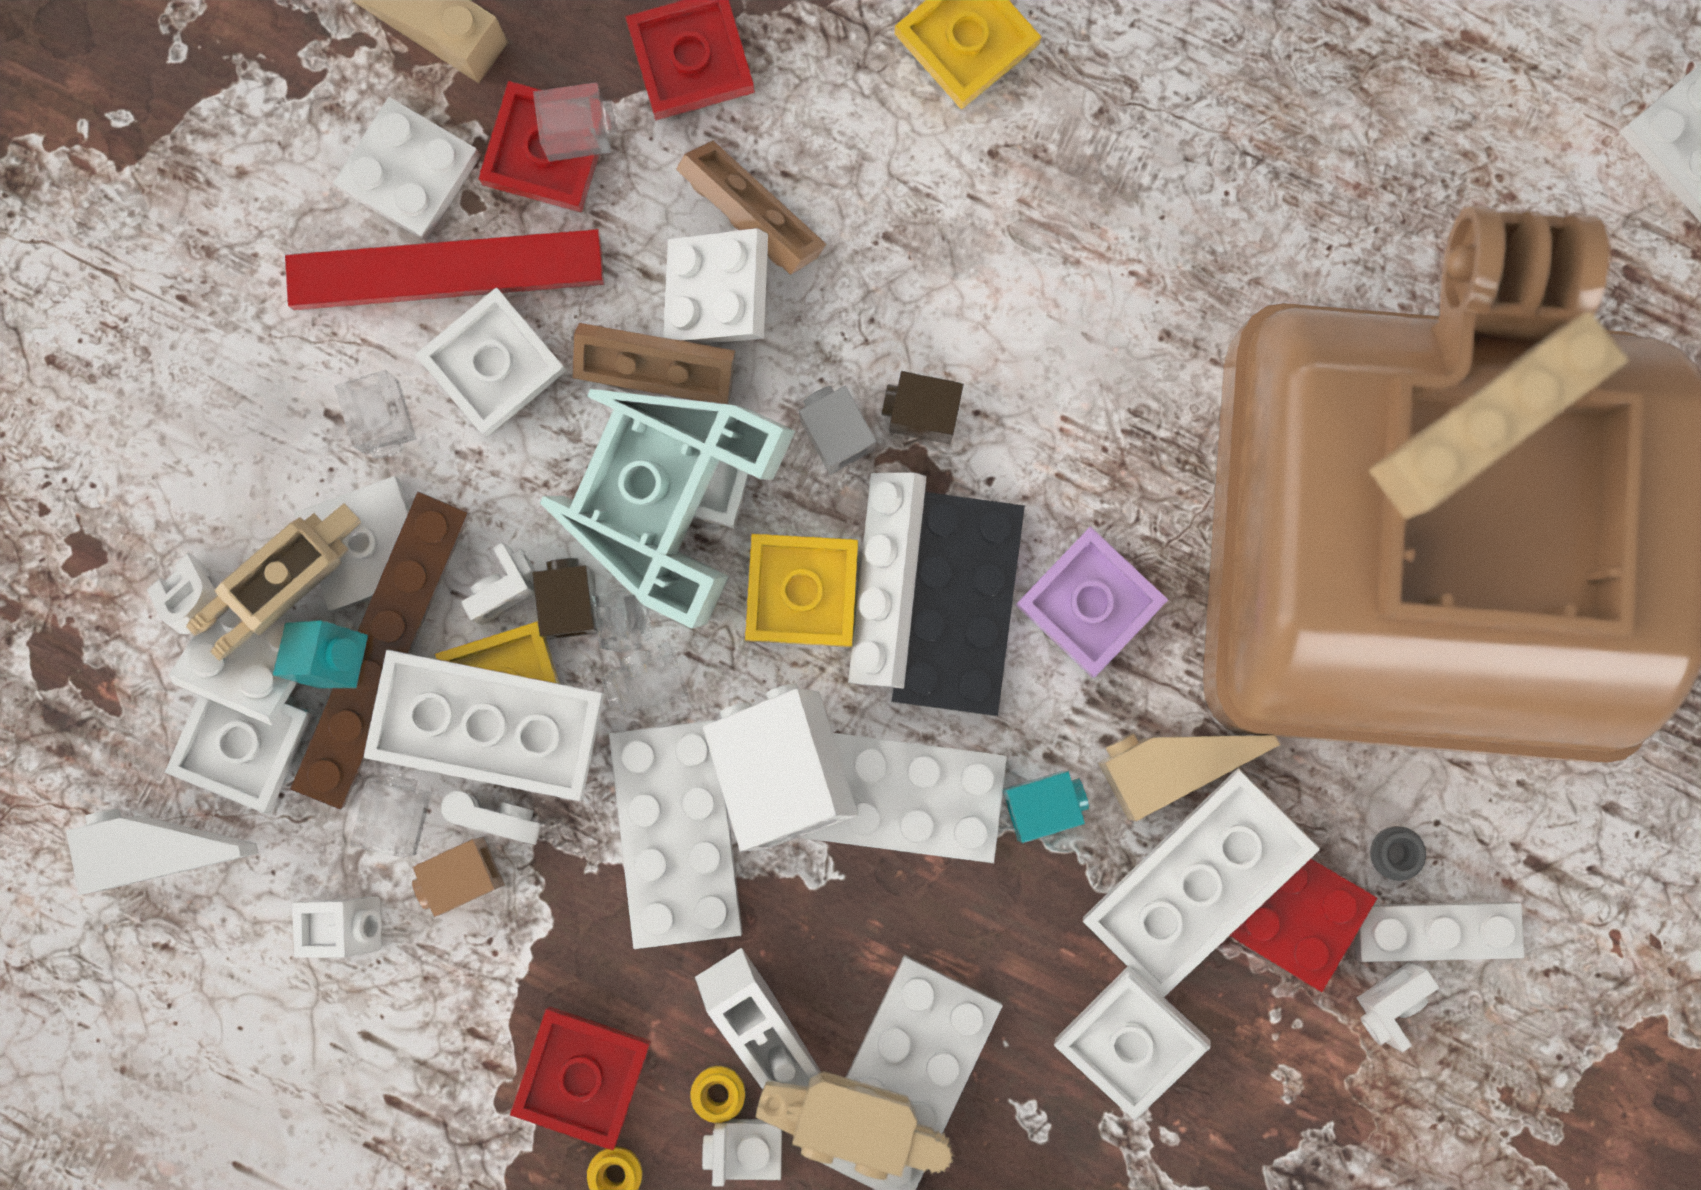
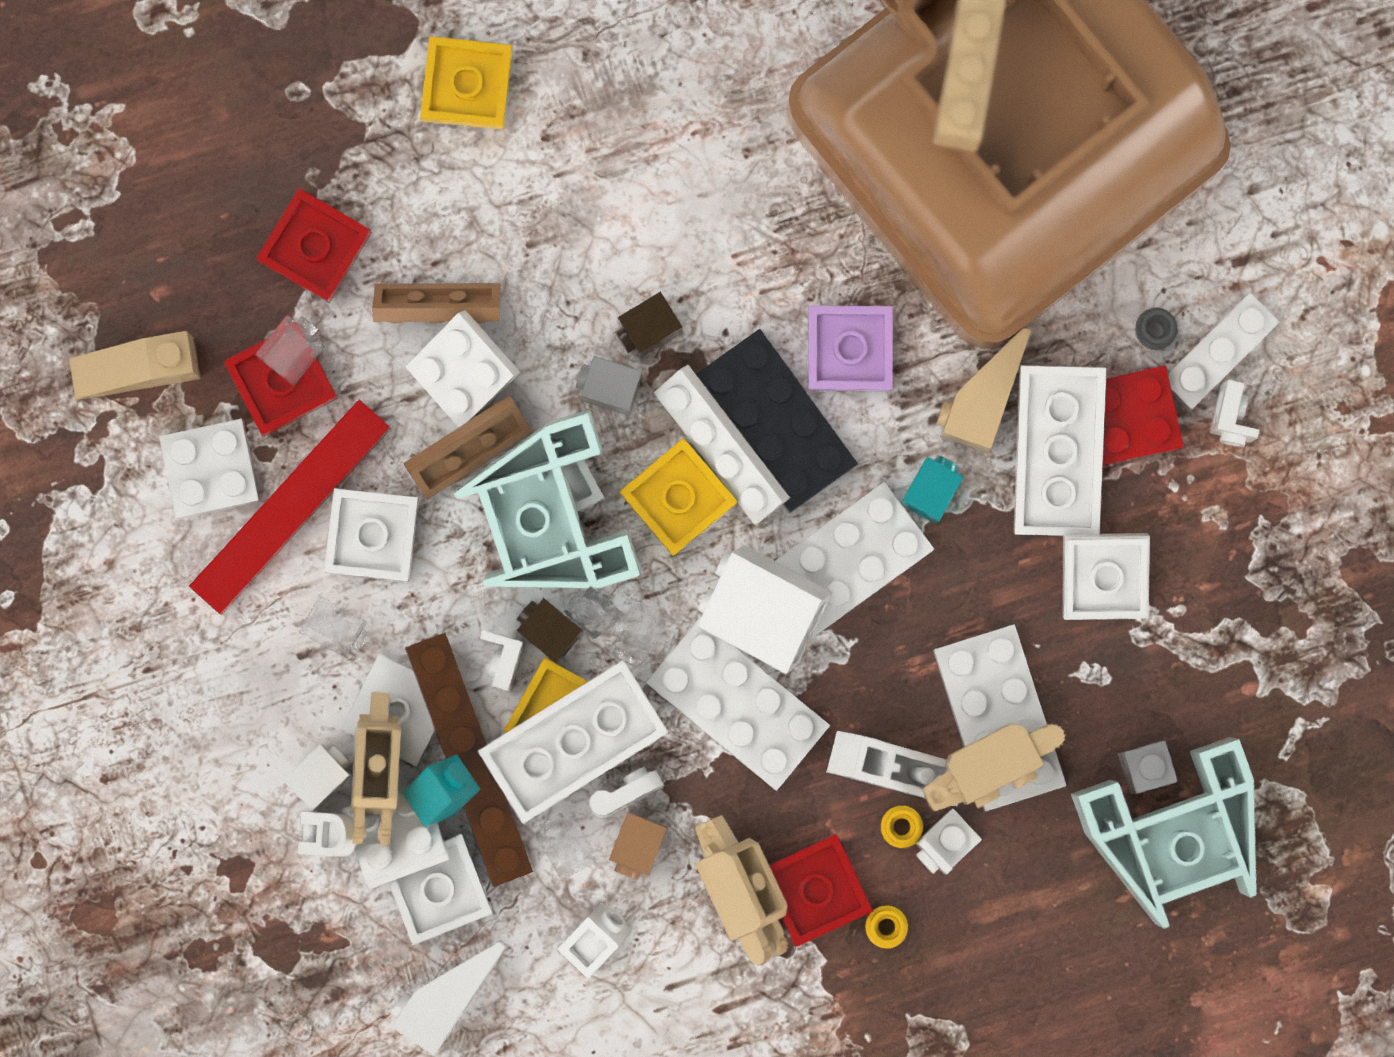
camera: 45 degrees left, 0 degrees up
(227, 534) = (319, 776): none -> white brick
(510, 1014) = (742, 890): none -> tan hinge

